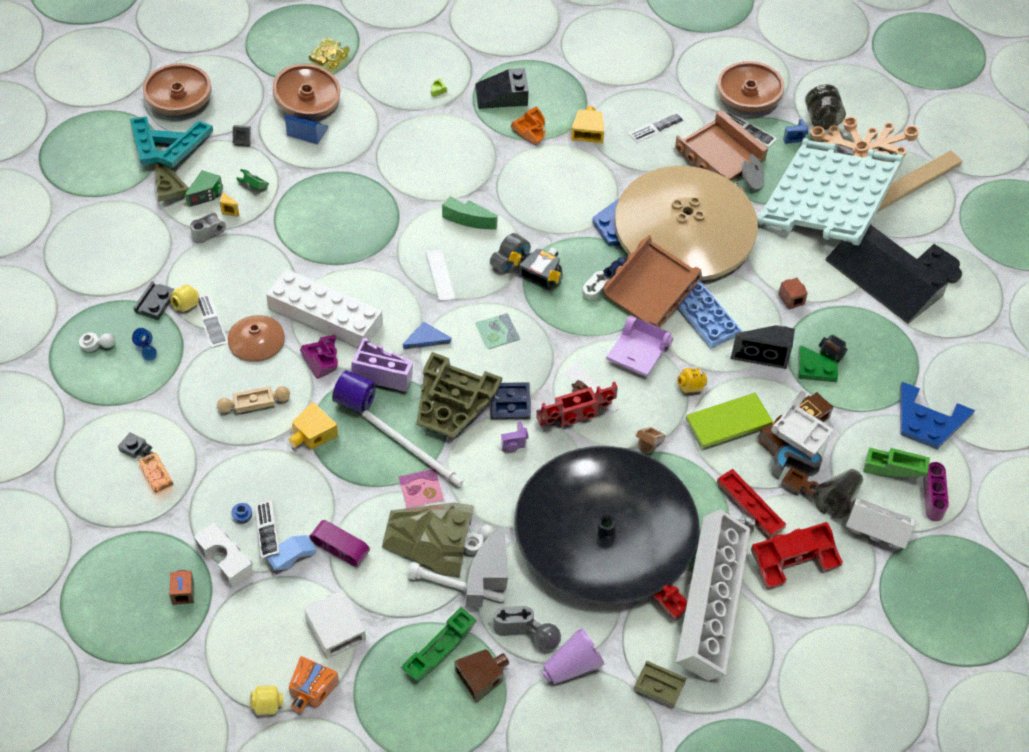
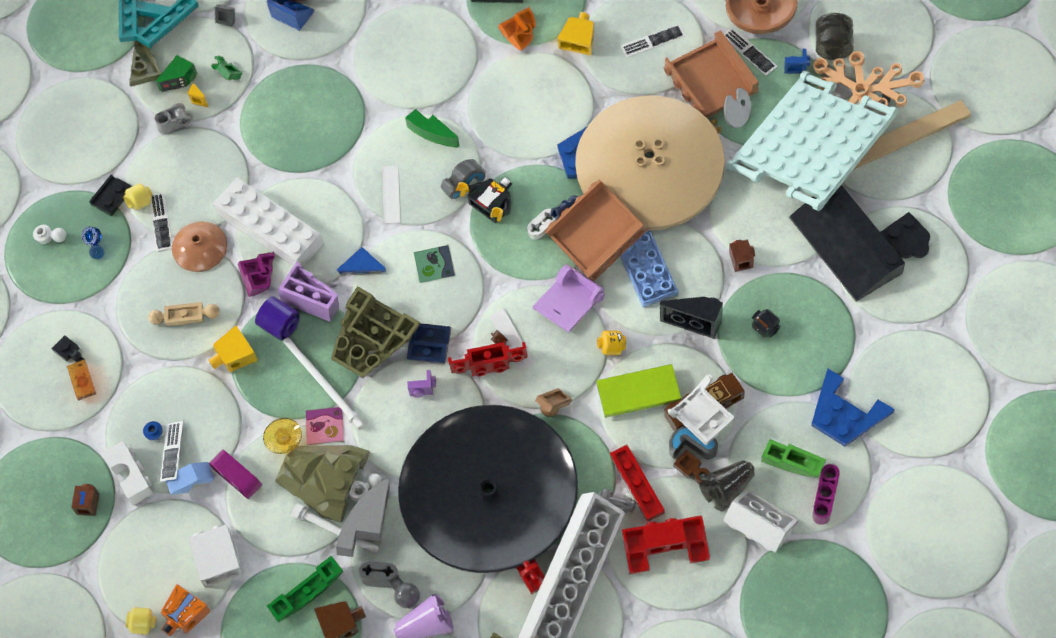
camera: 20 degrees right, 10 degrees up
(381, 494) = (277, 430): none -> clear yellow dish
(816, 366) = (744, 340): green wing -> none

